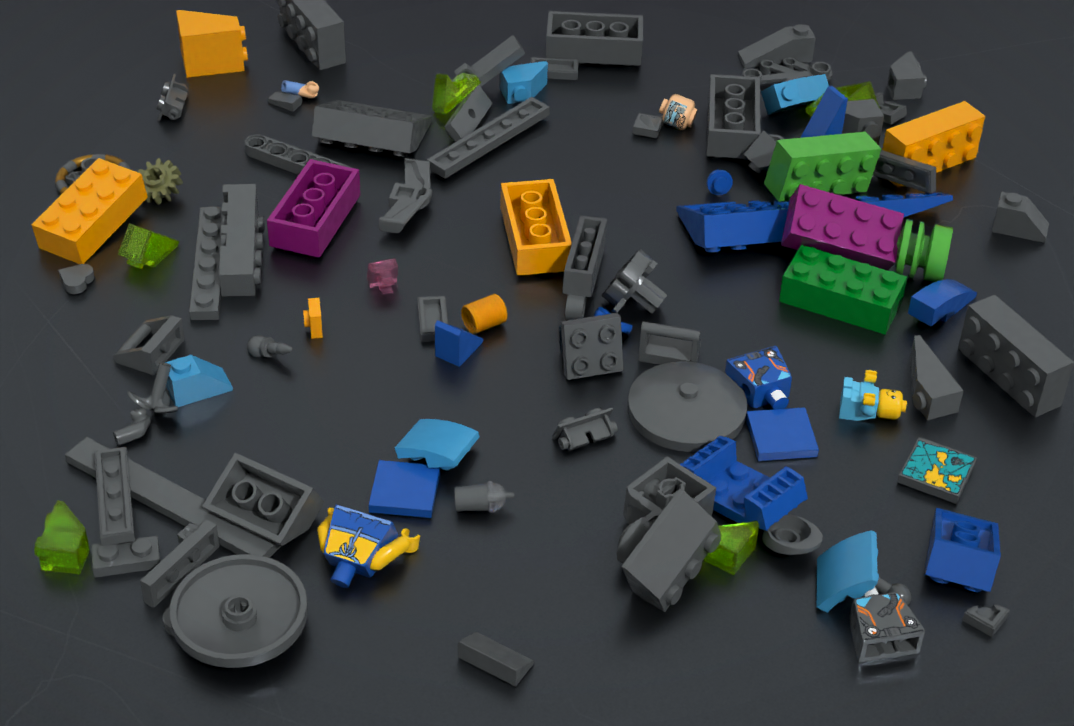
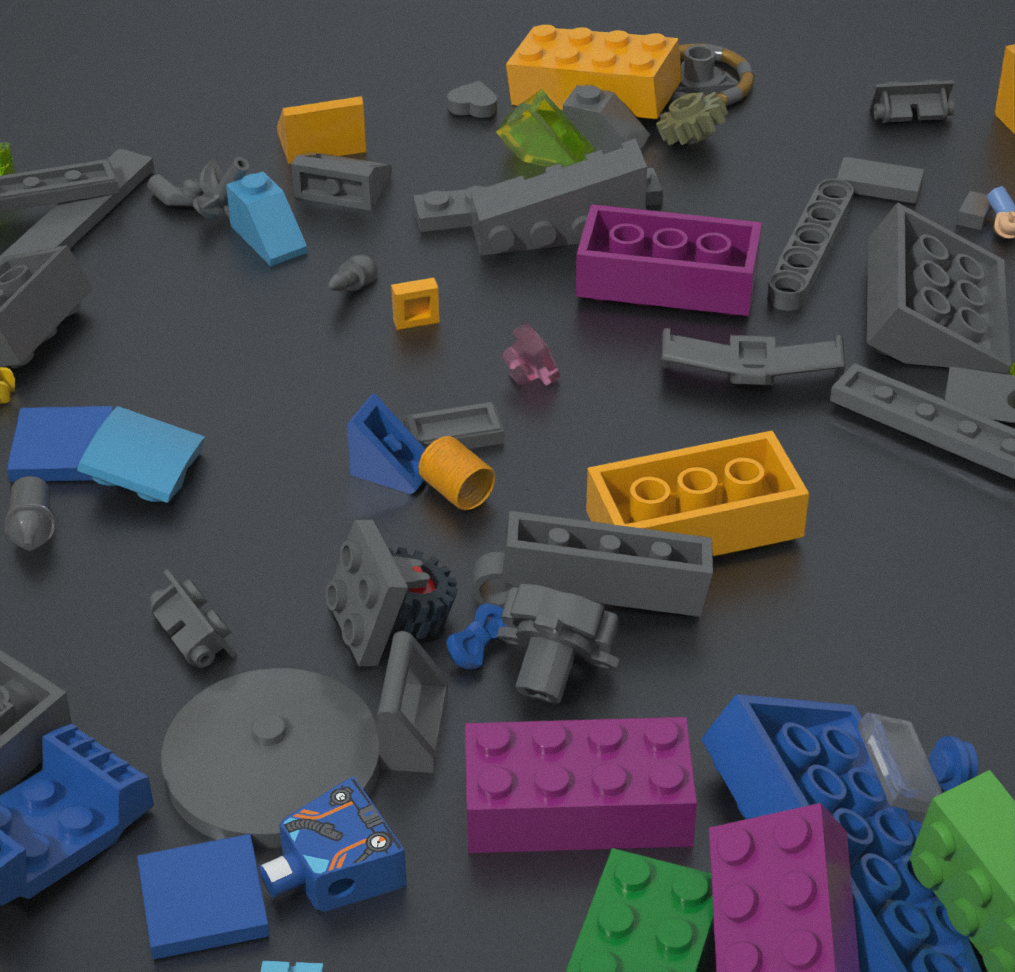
camera: 85 degrees right, 0 degrees up
(88, 347) = (323, 128): none -> light orange slope
(145, 217) = (603, 119): none -> dark grey slope
(244, 125) = (882, 179): none -> dark grey tile
(716, 196) = (899, 762): none -> clear tile
(727, 293) = (579, 785): none -> magenta brick

